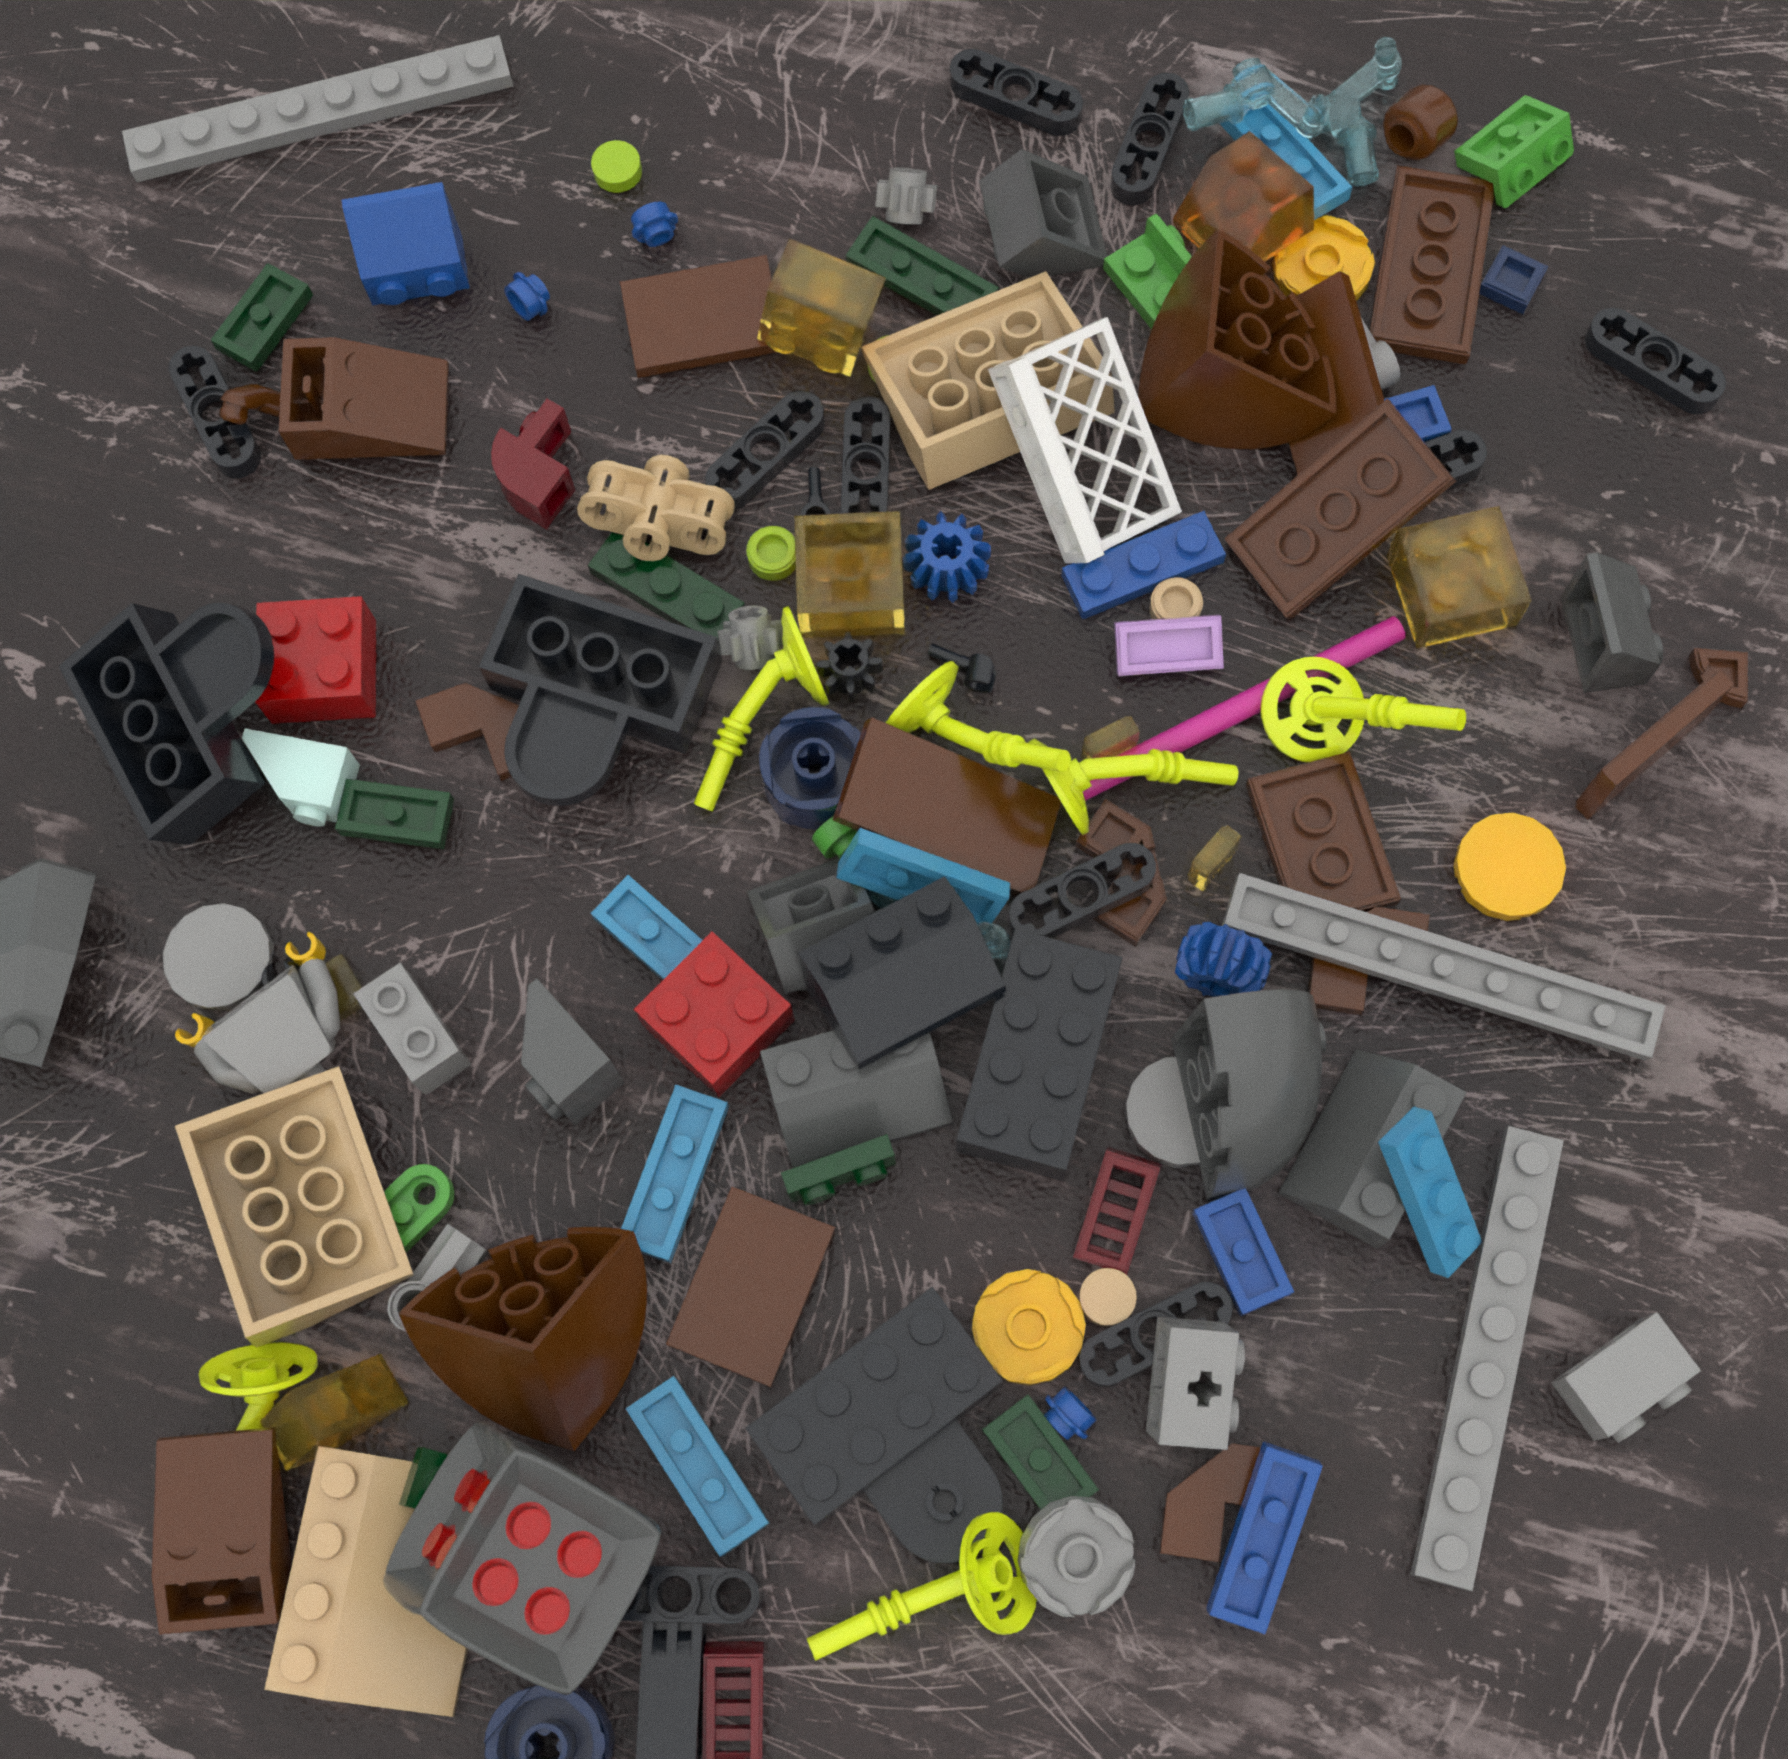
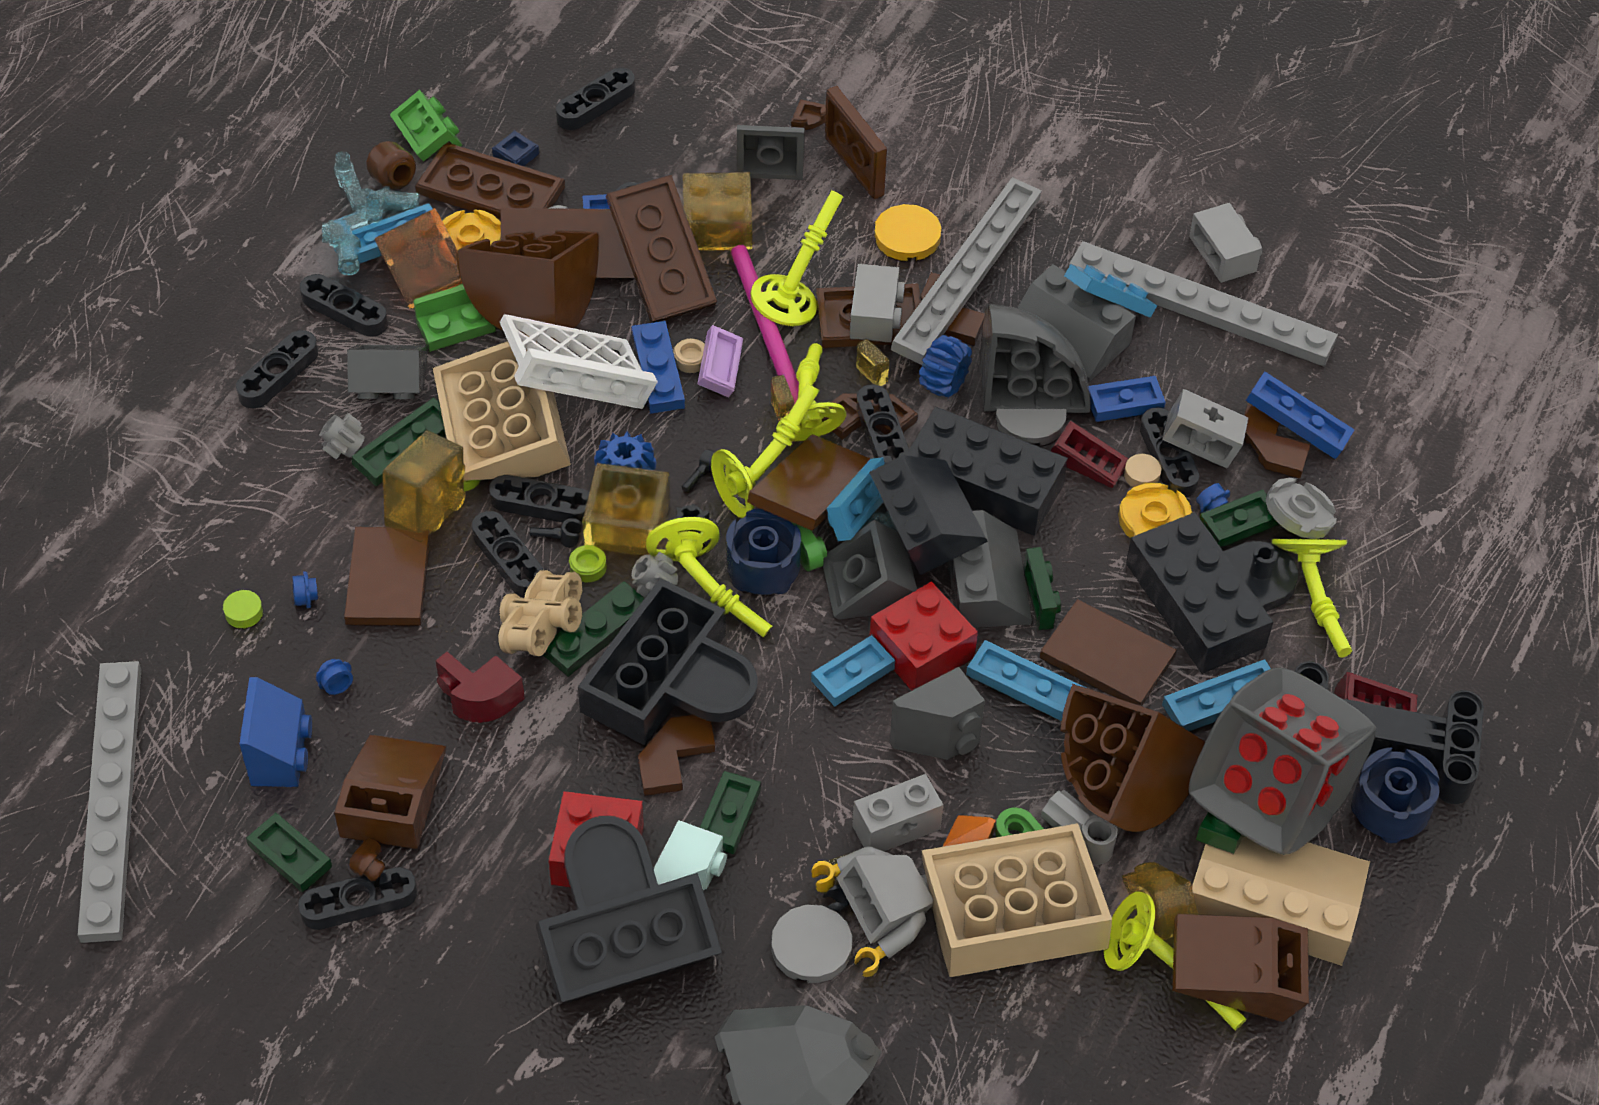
camera: 85 degrees left, 20 degrees down
(409, 1134) = (970, 829): none -> orange slope
(1321, 837) = (874, 303): none -> light grey brick

